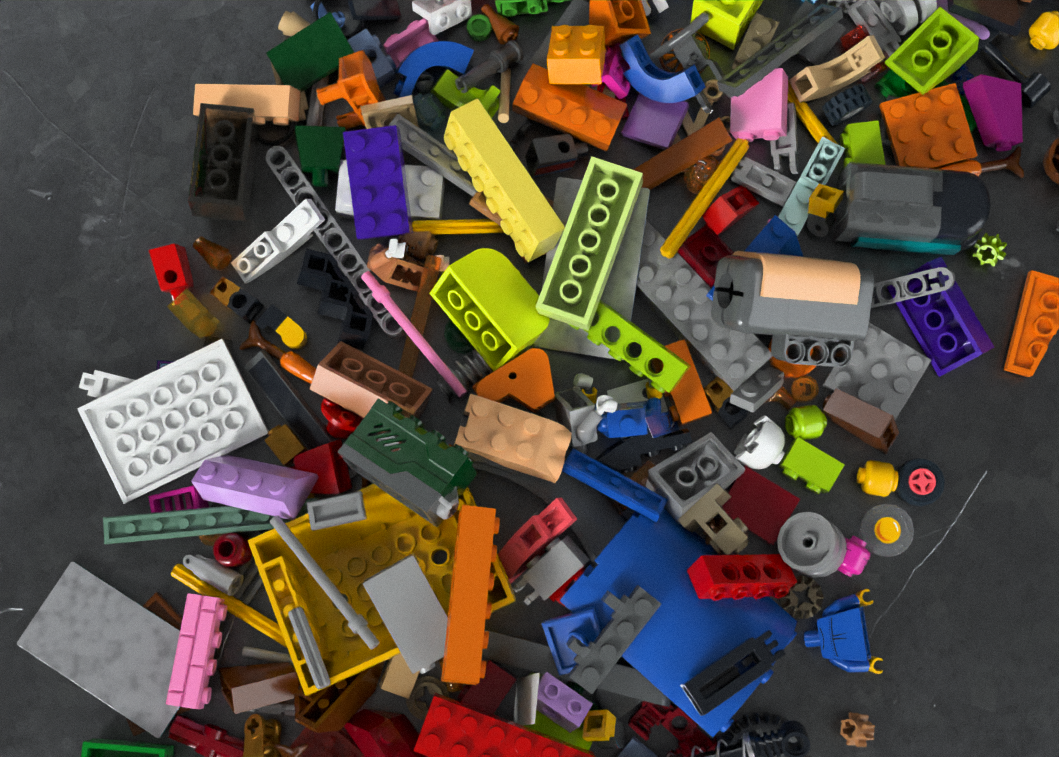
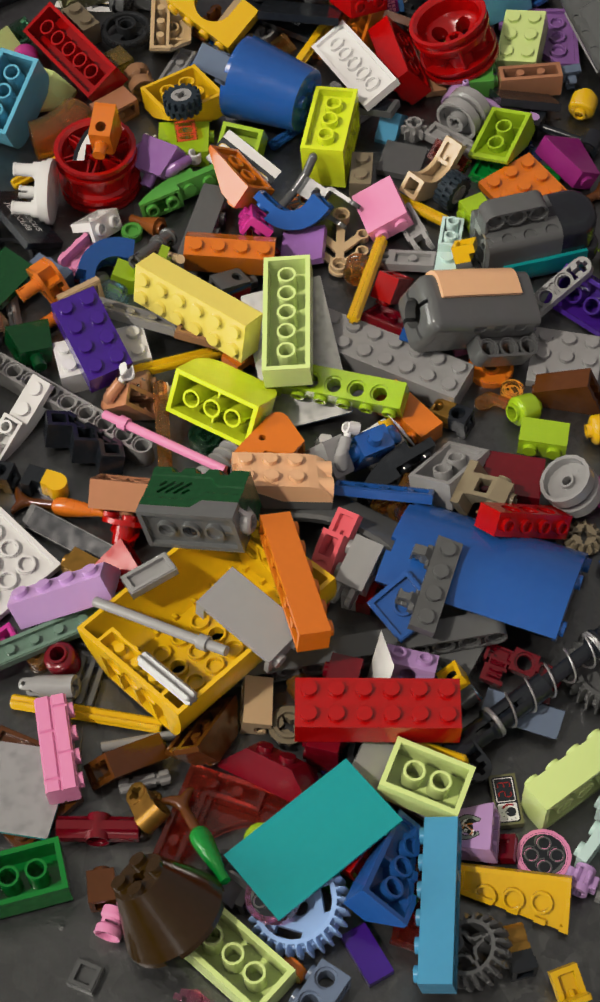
camera: 20 degrees left, 25 degrees down
(576, 54) = (221, 209): light orange brick -> none
(684, 154) = (341, 252): dark orange tile -> none
(722, 679) = (536, 587): black hinge -> none
(757, 389) = (472, 392): light grey hinge -> none
(762, 445) = (496, 431): white cylinder -> none
(779, 50) = (379, 169): dark grey plate -> none

